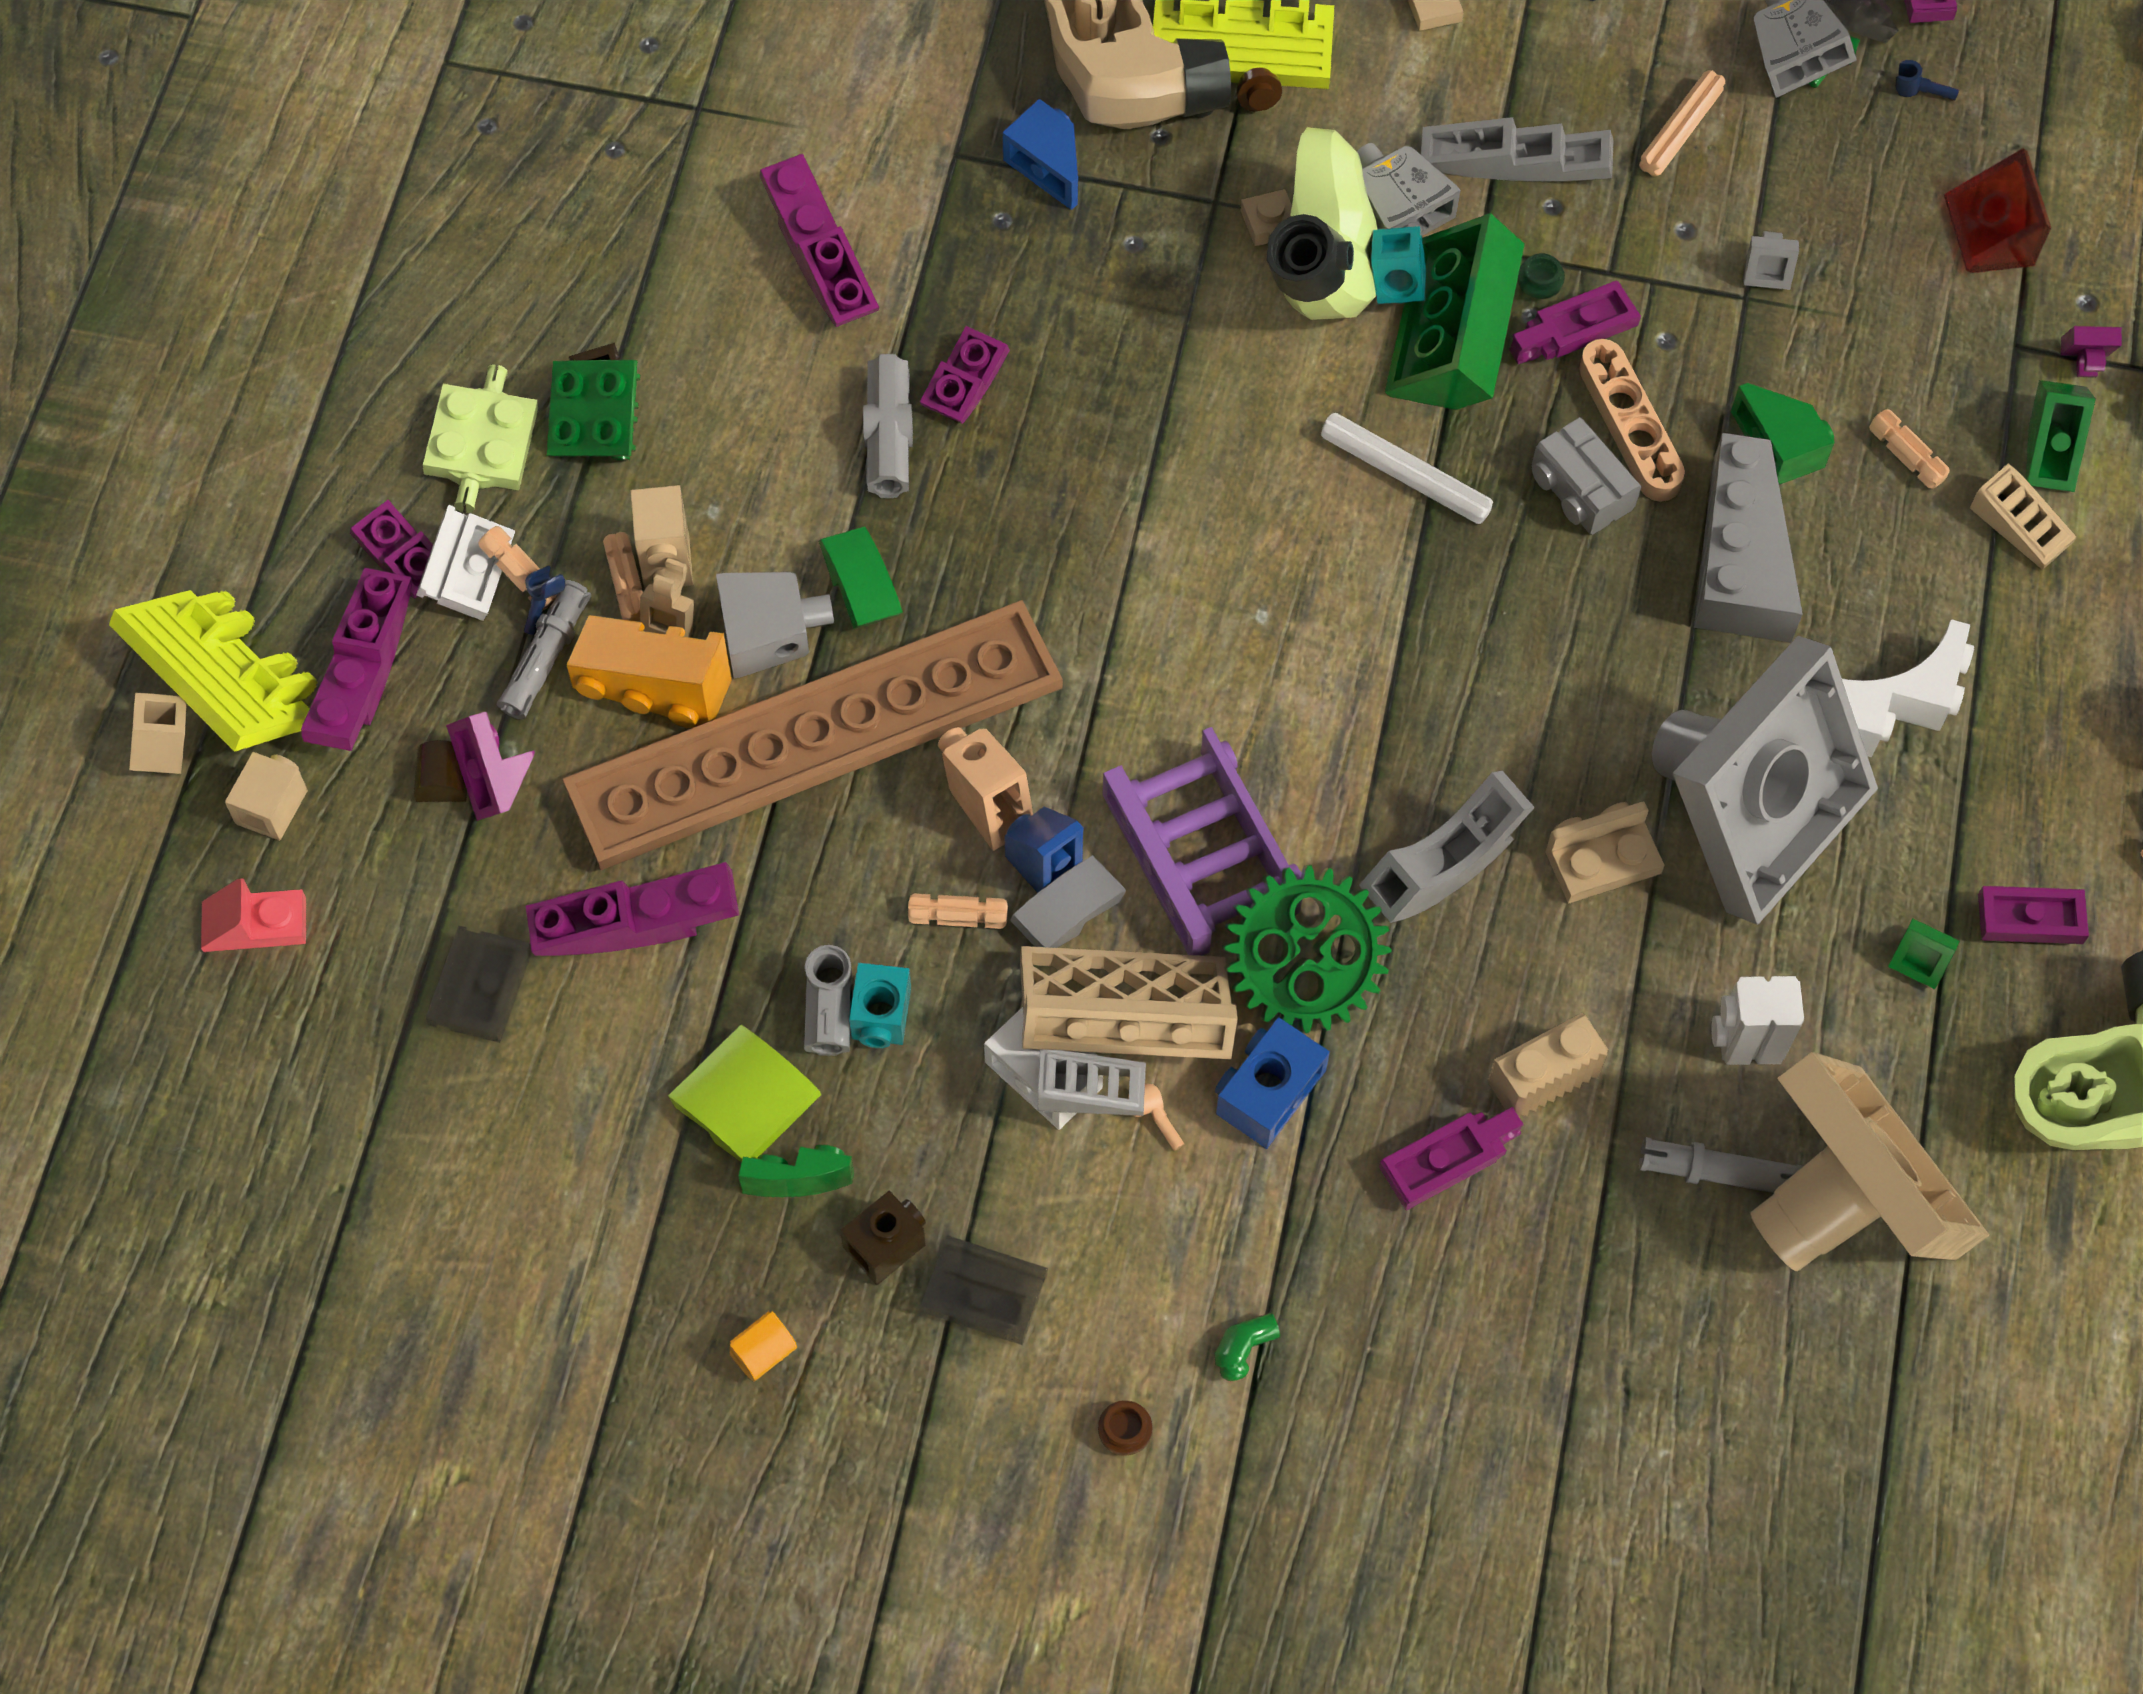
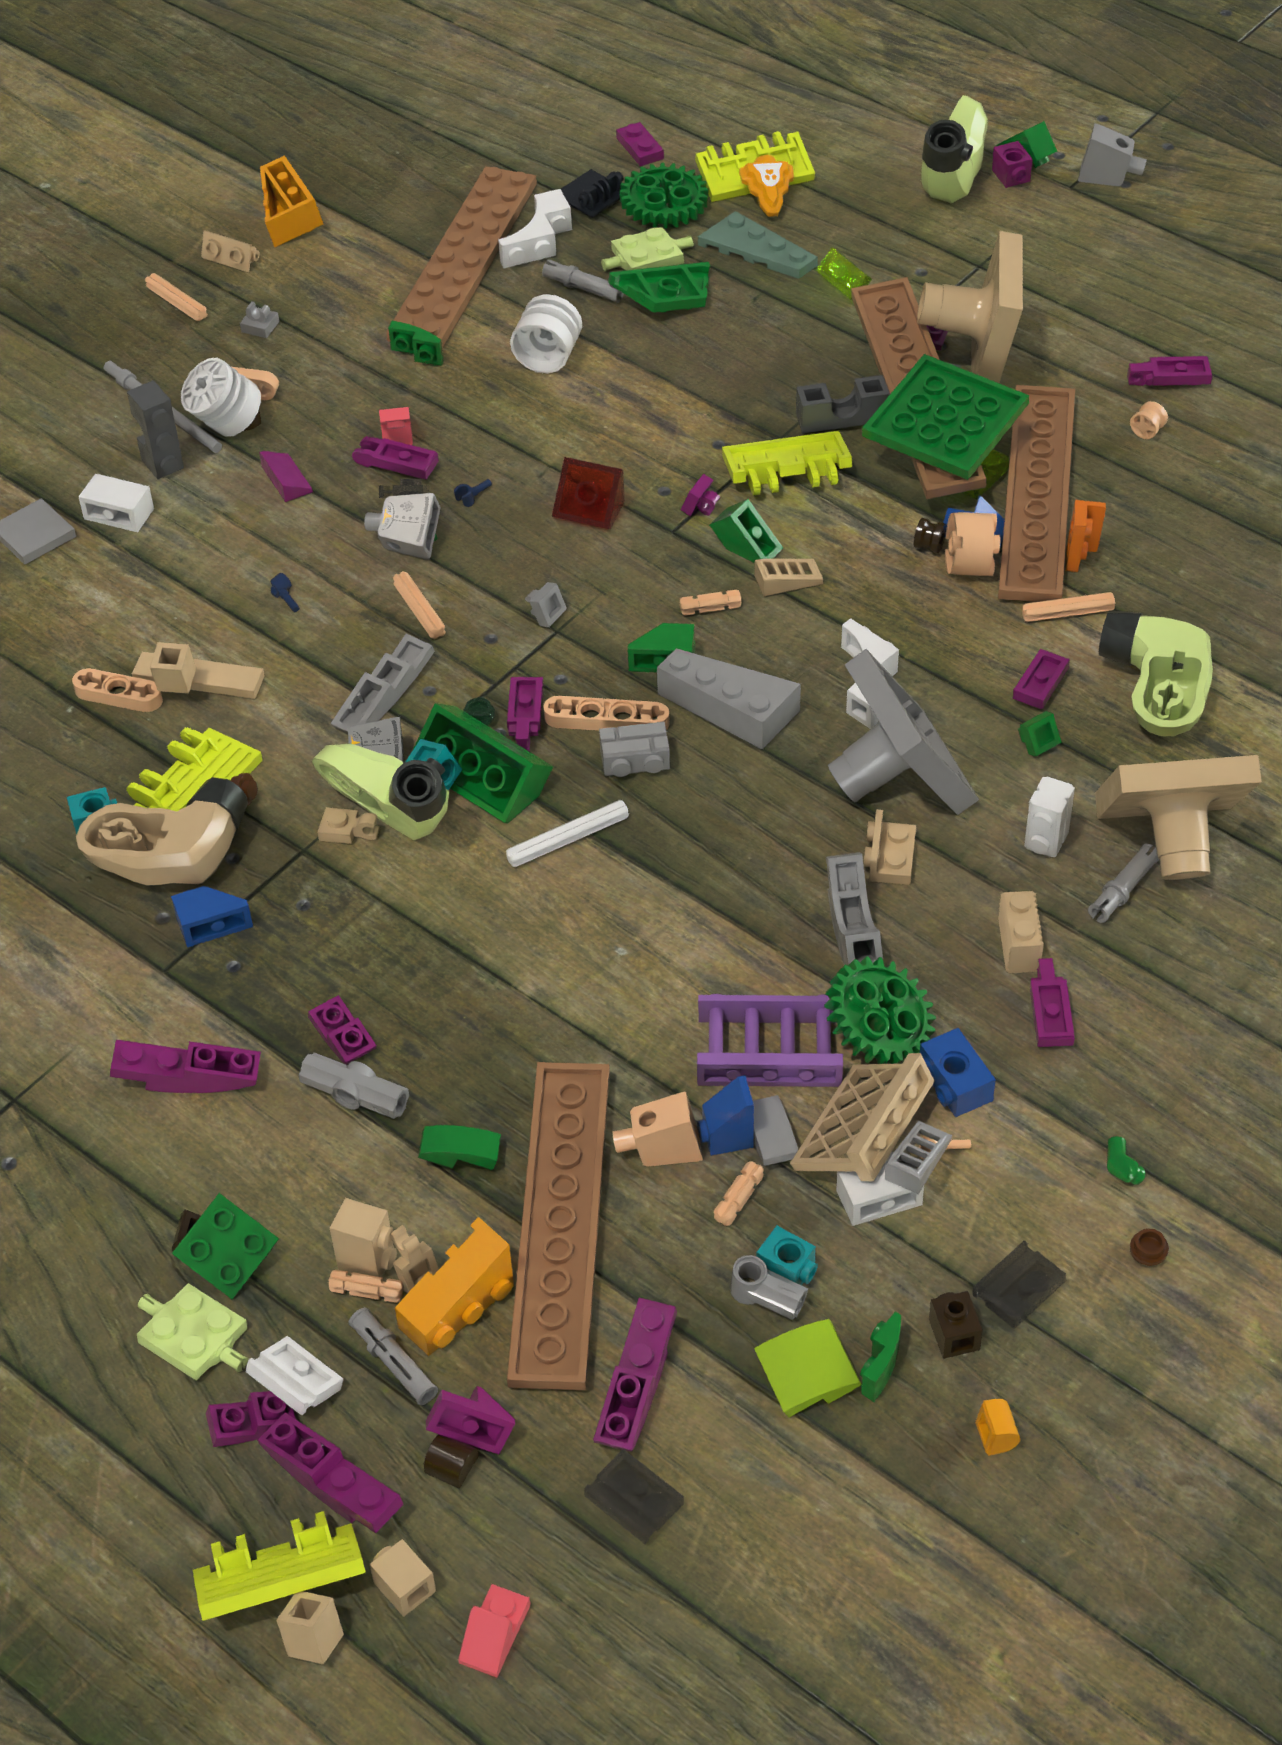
camera: 60 degrees left, 15 degrees down
(512, 559) = (321, 1342): light nougat axle -> none
(540, 588) = (353, 1334): dark blue hand -> none
(767, 619) = (452, 1207): light grey torso -> none

